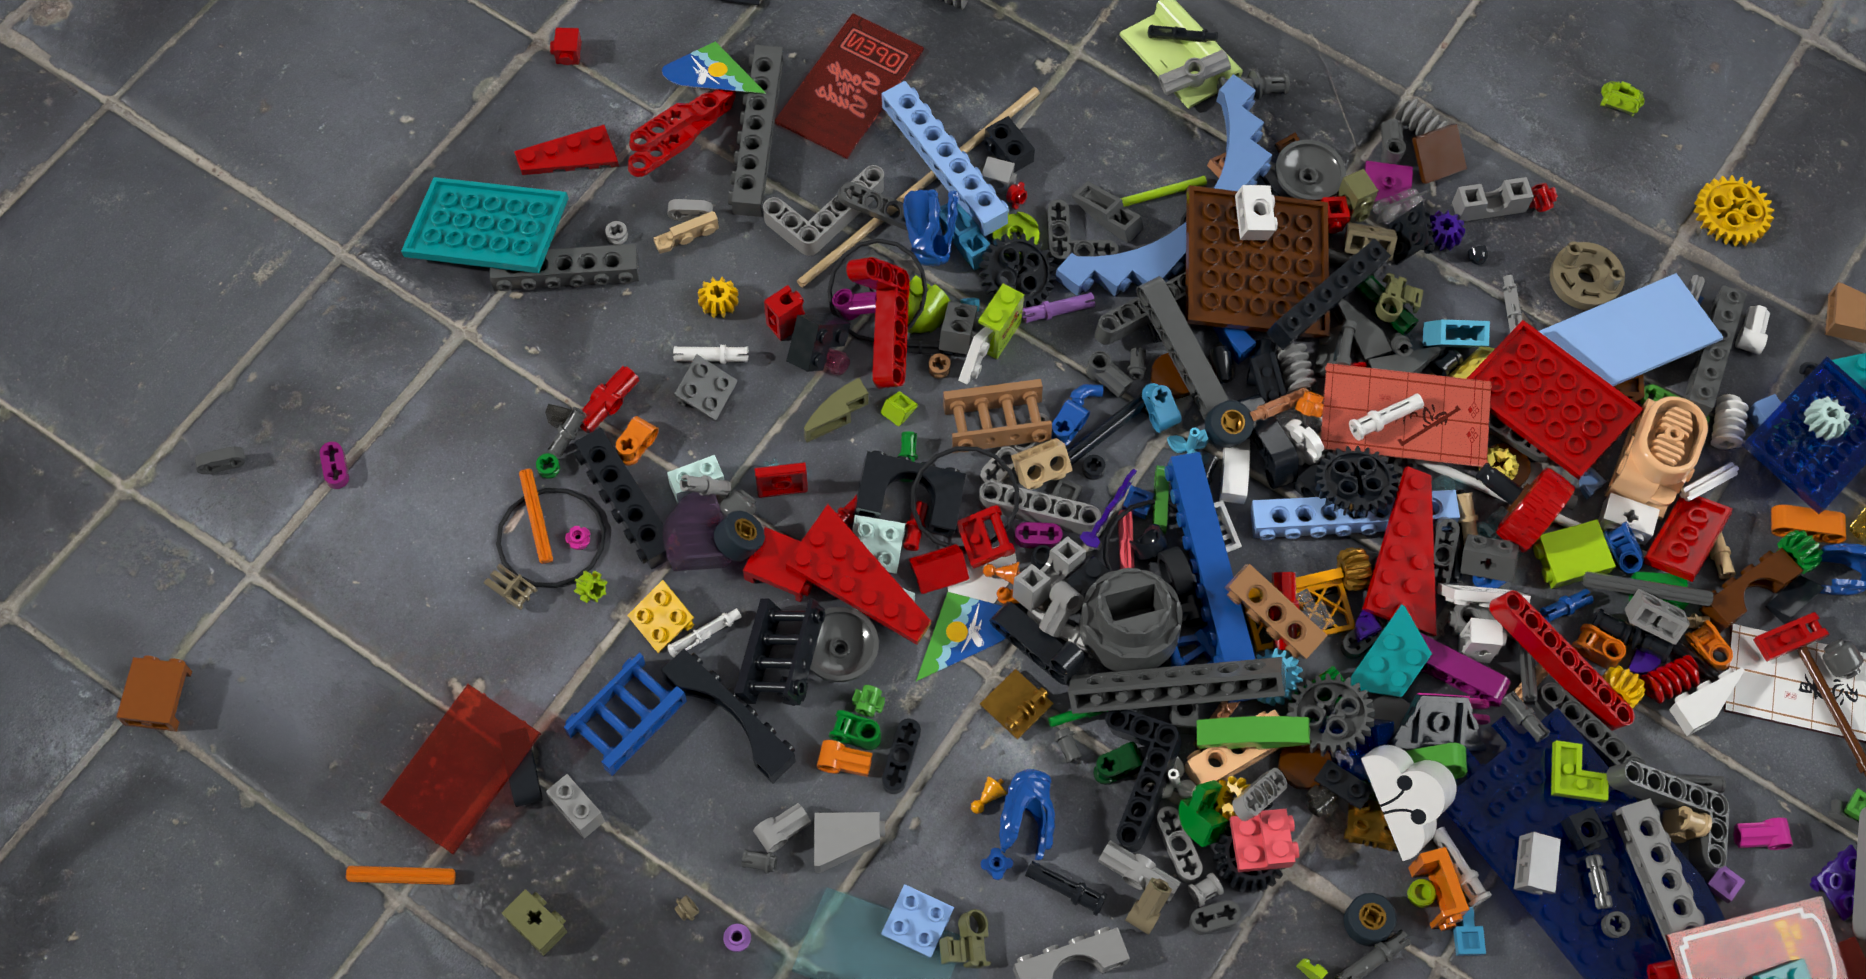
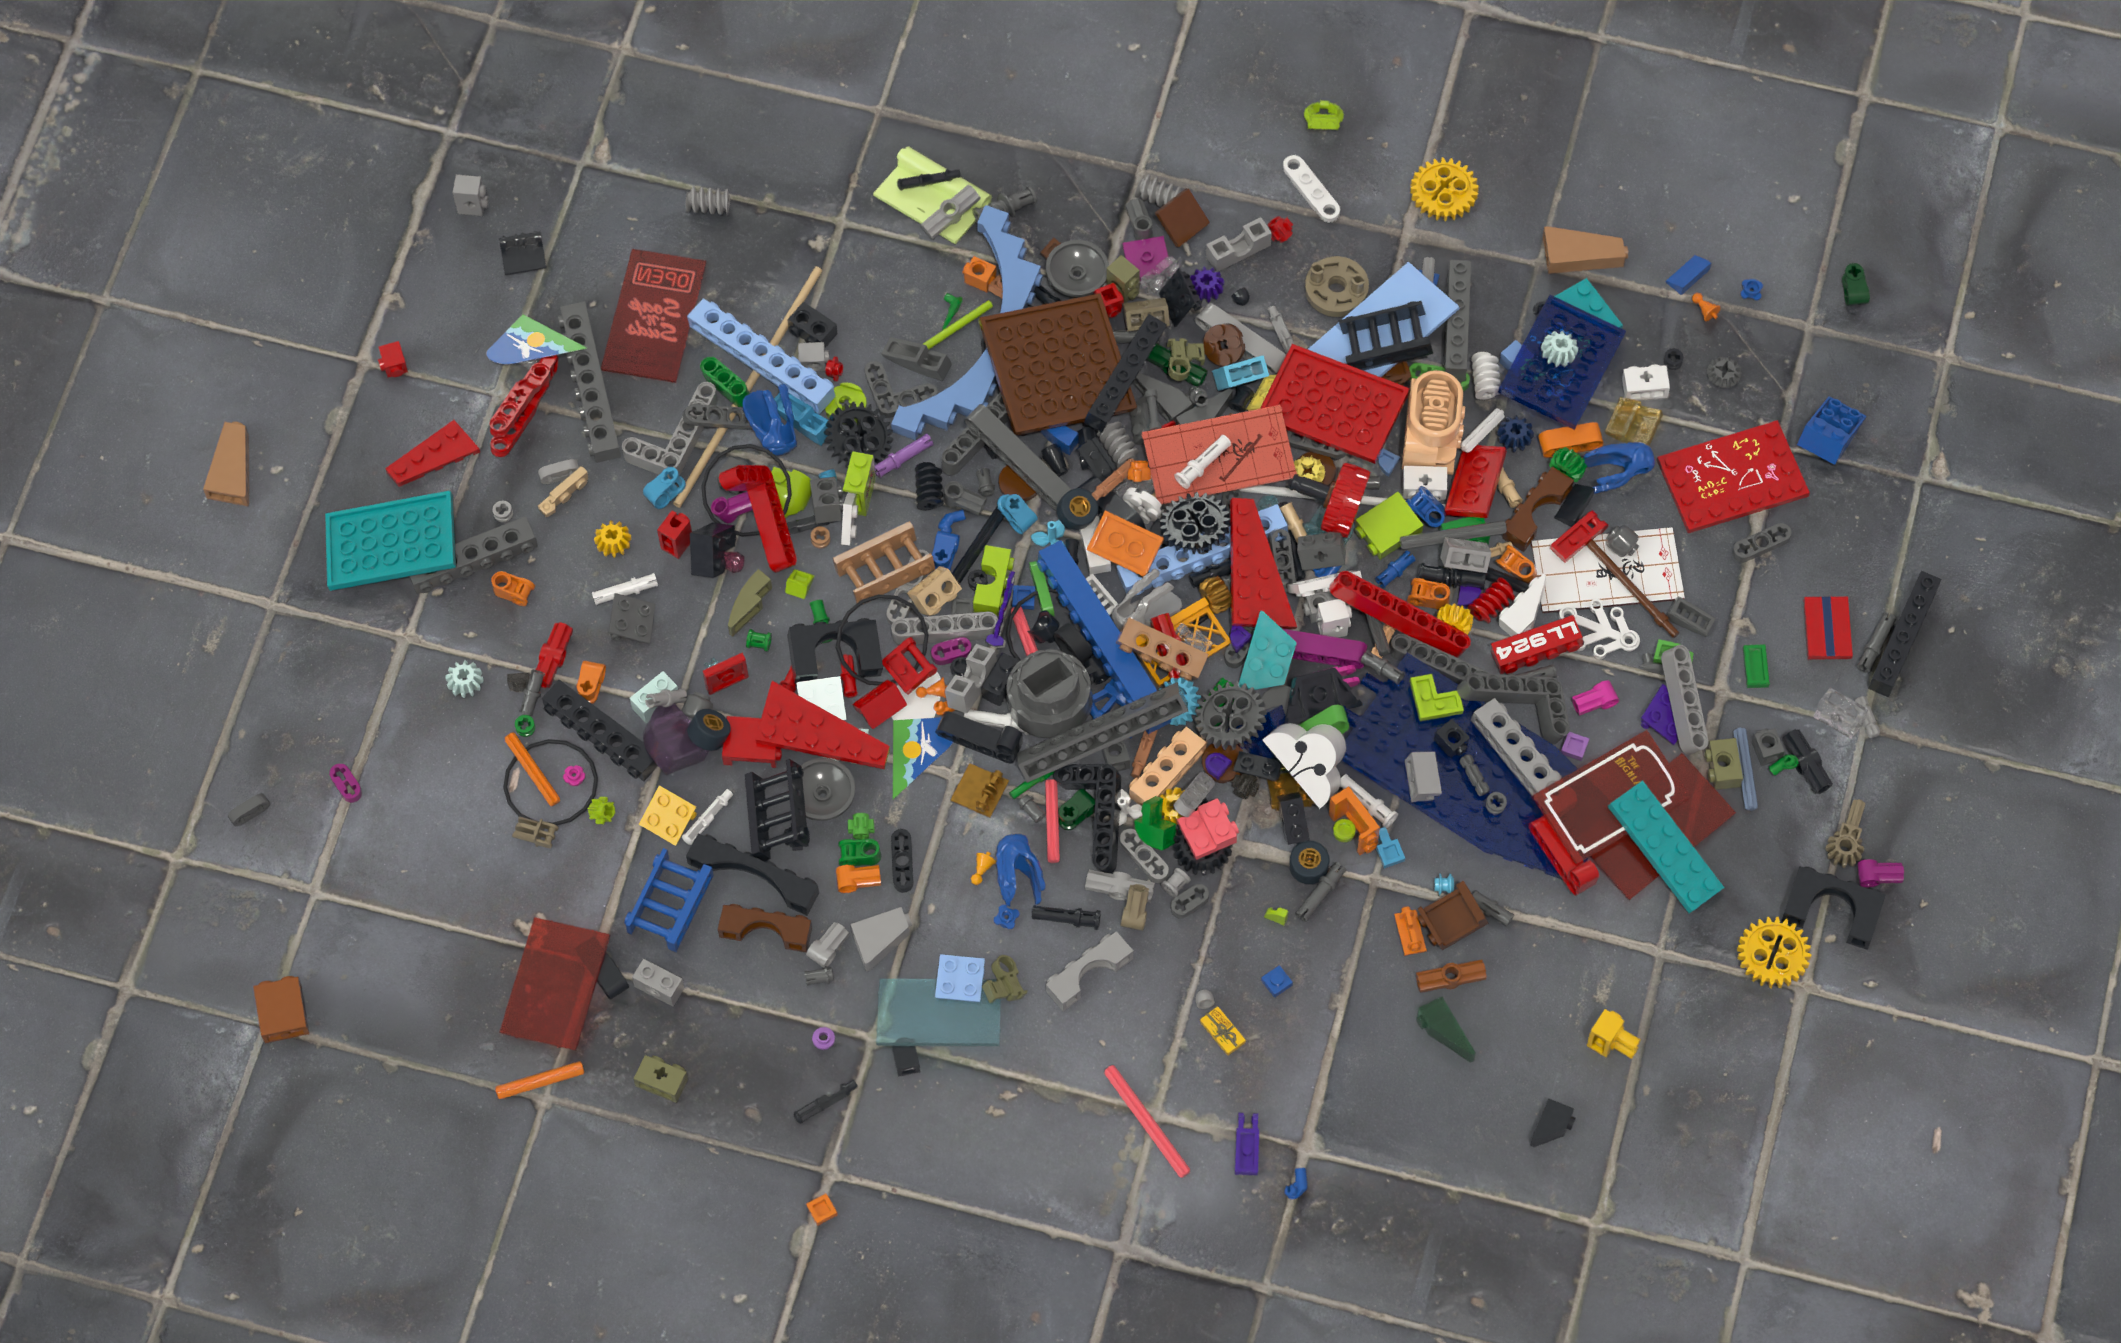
camera: 15 degrees left, 0 degrees up
(358, 101) = (229, 469): none -> medium nougat slope
(497, 401) = (472, 681): none -> light aqua gear
(596, 317) = (515, 590): none -> orange piece
(686, 908) = (775, 1030): dark tan plate -> none
(691, 766) = (738, 922): none -> reddish brown arch
(791, 262) = (663, 489): none -> dark azure piece
(832, 455) = (759, 640): none -> green bush
(896, 169) = (719, 376): none -> green beam
(1064, 603) = (991, 697): light grey piece -> none
(1074, 348) = (928, 486): none -> black piece
(1086, 768) = (1052, 821): none -> coral axle
(1121, 456) = (996, 563): none -> lime arch
(1166, 170) = (955, 303): none -> green bar
(1203, 154) = (979, 281): none -> orange brick
(1251, 224) = (1042, 335): white brick -> none
(1253, 731) = (1174, 748): bright green slope -> none
(1270, 479) = (1125, 543): none -> orange tile
(1279, 557) = (1157, 602): none -> light grey hair
(1296, 765) = (1217, 764): none -> dark purple tile
(1367, 860) = (1293, 818): none -> black brick
(1370, 543) = (1218, 570): none -> black pin
(1458, 298) = (1234, 340): none -> reddish brown plate
(1463, 295) = (1254, 344): none -> light grey beam
(1587, 167) = (1311, 188): none -> white plate
(1632, 365) = (1391, 354): none -> black fence
(1685, 824) = (1531, 710): tan piece -> none
(1711, 748) = (1536, 645): none -> red brick
(1746, 496) = (1520, 439): none -> dark blue gear
(1752, 334) = (1487, 295): white piece -> none
(1791, 755) = (1604, 629): none -> white plant

